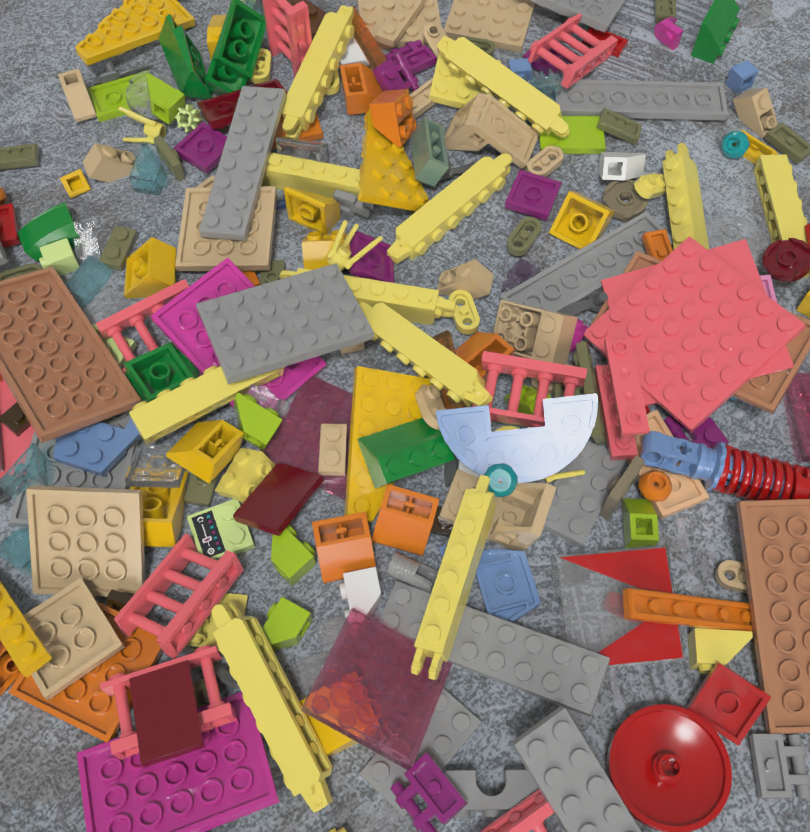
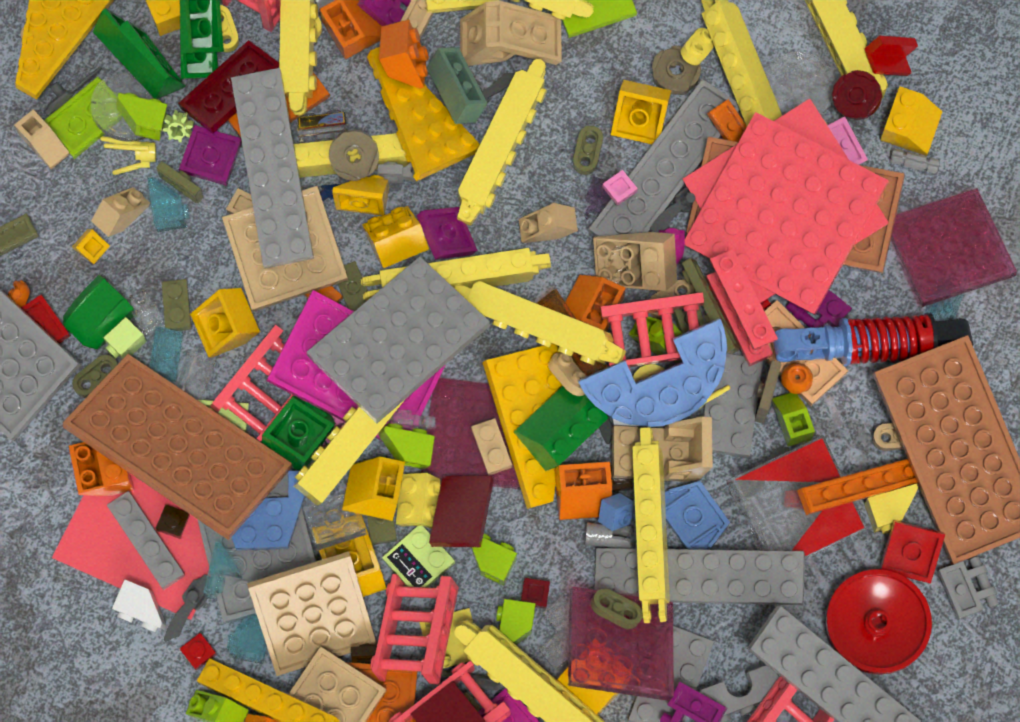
camera: 20 degrees left, 10 degrees up
(303, 173) = (360, 167): none -> dark tan plate
(318, 603) = (536, 592): none -> dark red plate
(341, 254) = (420, 244): light yellow plant -> none
(343, 545) = (539, 535): orange slope -> none
(361, 590) = (570, 569): white slope -> none
(388, 646) = (616, 608): none -> olive plate
(427, 551) = (616, 512): none -> medium blue plate
(465, 313) = (560, 257): light yellow plate -> none
(509, 479) = (665, 420): teal plate -> none
(533, 195) = (580, 96): magenta plate -> none
(541, 269) = (619, 187): none -> bright pink plate
(545, 161) = (579, 53): tan plate -> none
(621, 165) = (660, 32): white slope -> none

